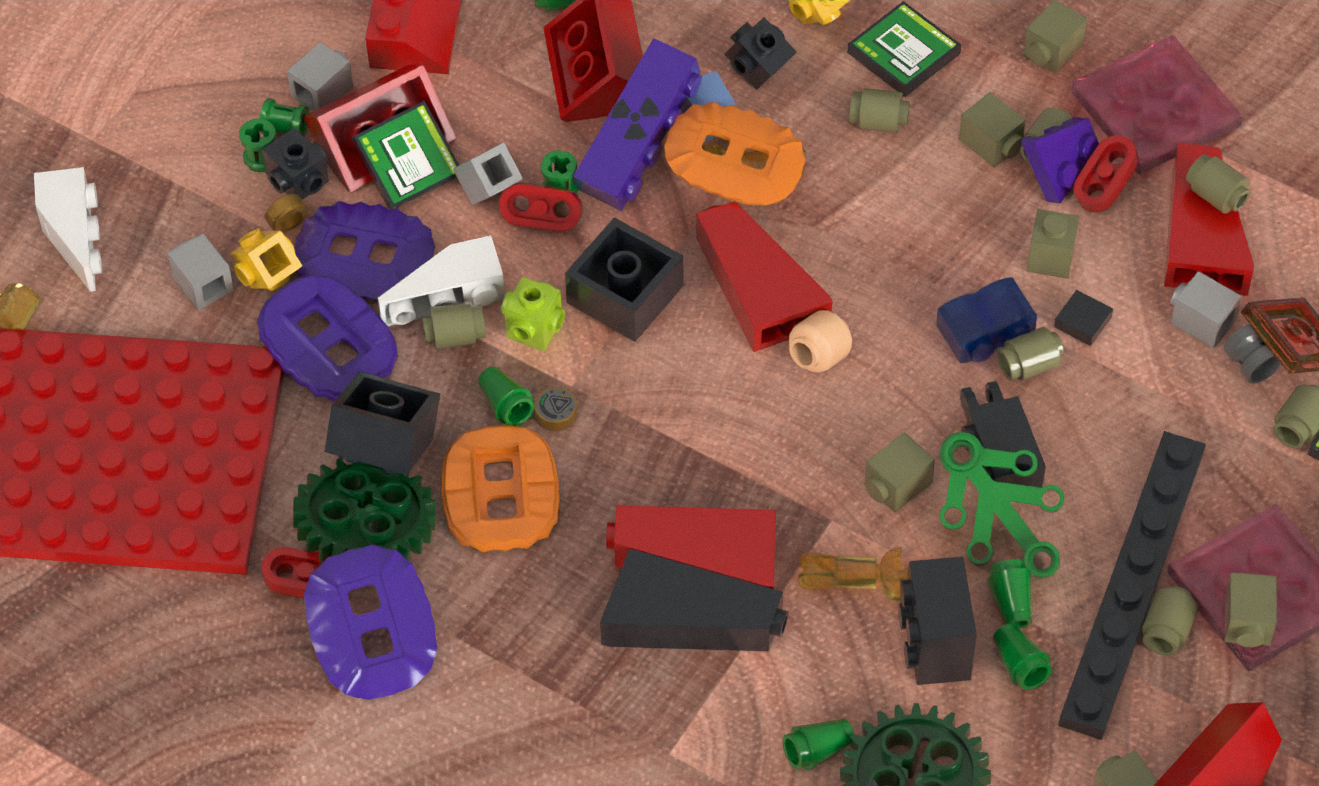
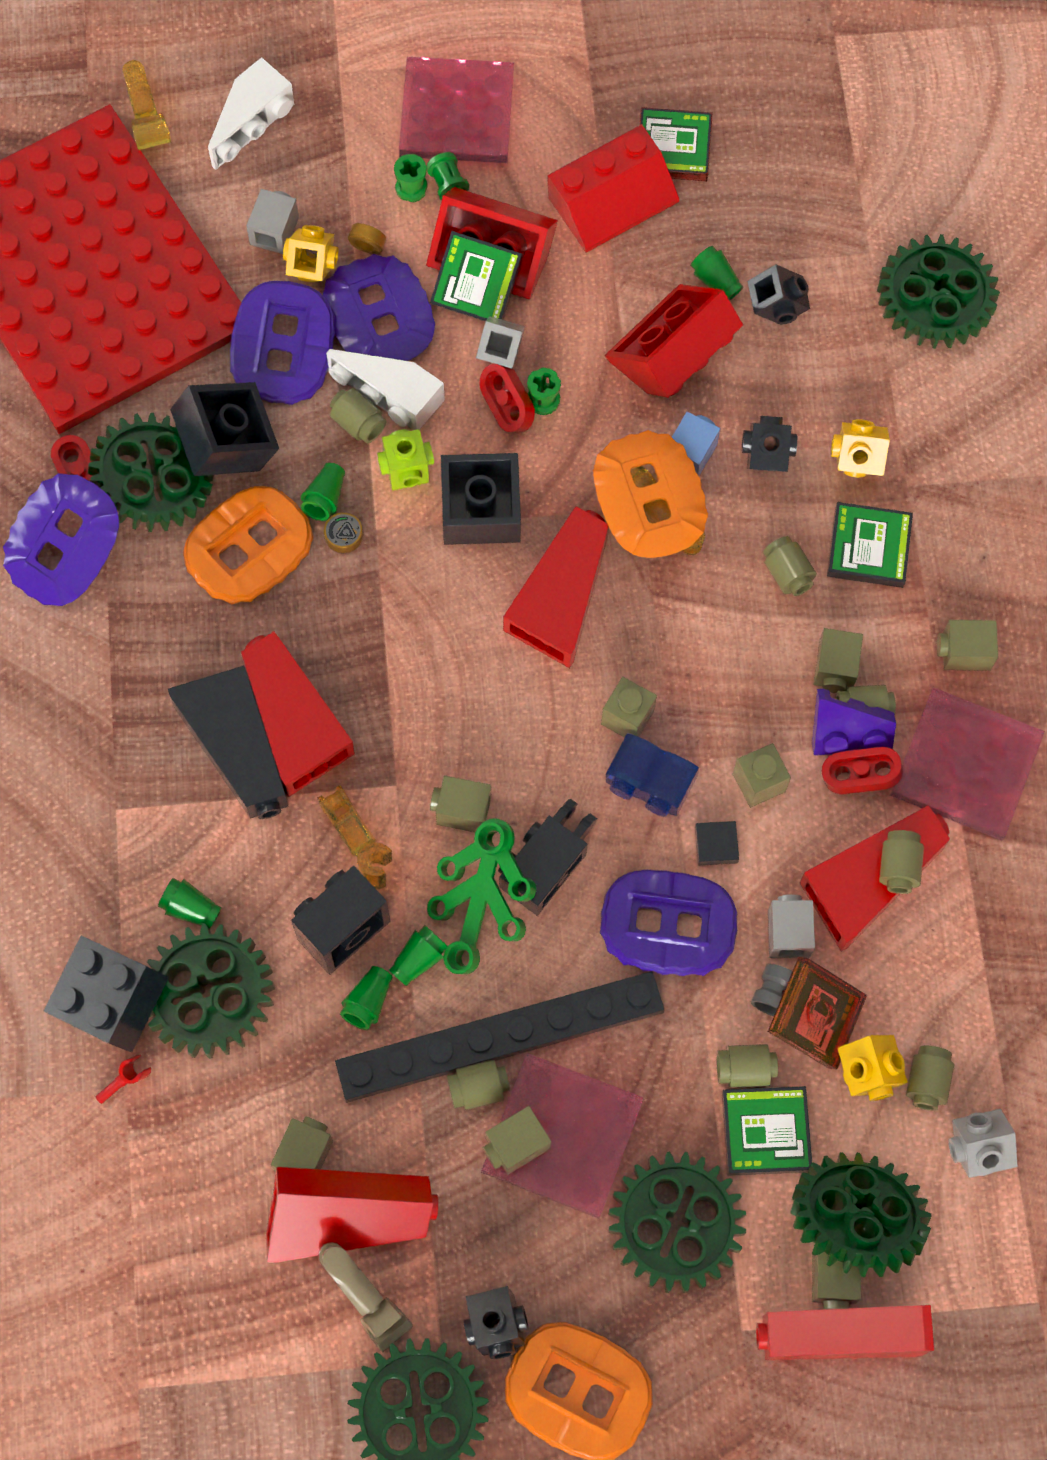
camera: 50 degrees right, 15 degrees up
(220, 73) = (457, 109): none -> clear pink plate
(295, 164) = (408, 214): black brick -> none
(320, 77) = (502, 173): light grey brick -> none
(638, 125) = (621, 409): dark purple brick -> none
(820, 341) = (537, 670): light nougat head -> none
(913, 297) = (628, 708): none -> olive brick
(1030, 354) = (645, 827): olive brick -> none
(1107, 376) = (671, 895): none -> dark purple piece

